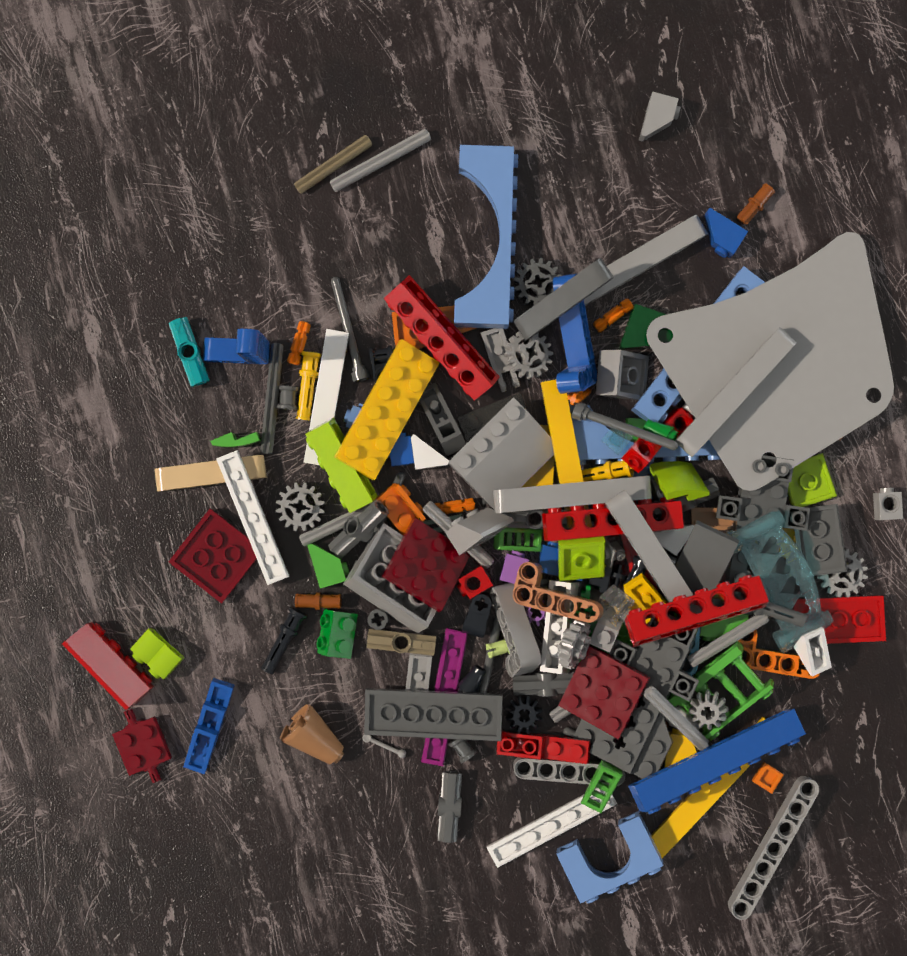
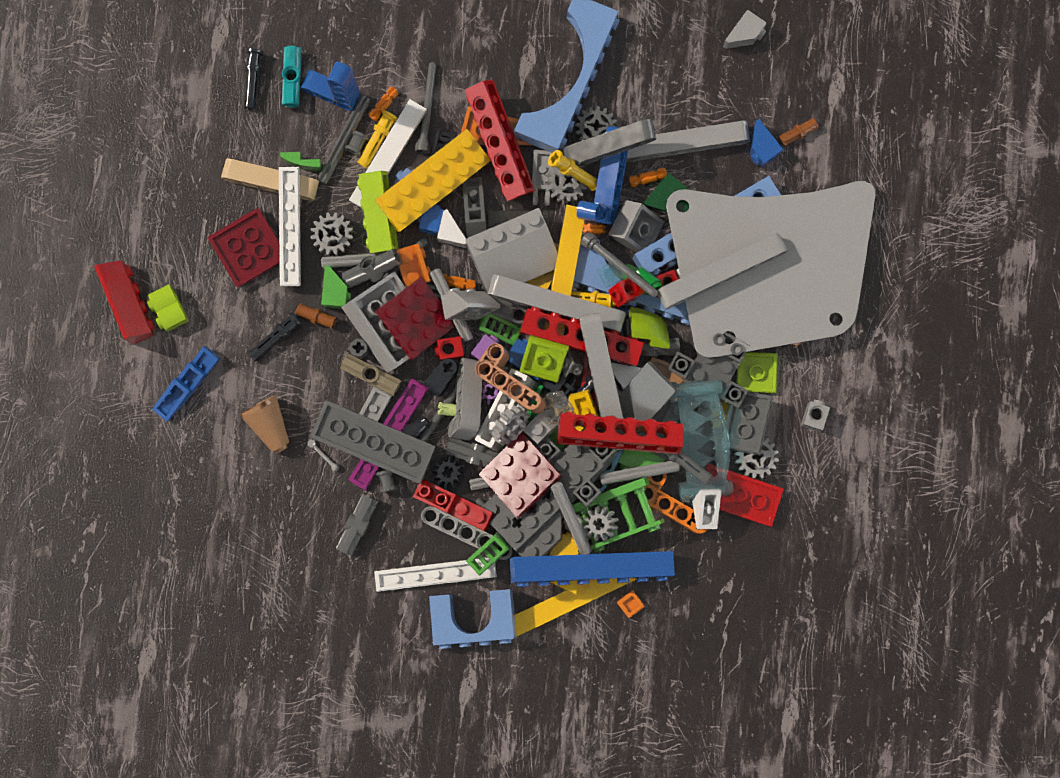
camera: 20 degrees right, 5 degrees down
(142, 745) = (125, 378): dark red plate -> none
(143, 359) = (252, 70): none -> black pin
(337, 634) = (321, 348): green bracket -> none
(528, 341) = (568, 167): none -> yellow pin
(773, 858) = (602, 664): light grey beam -> none

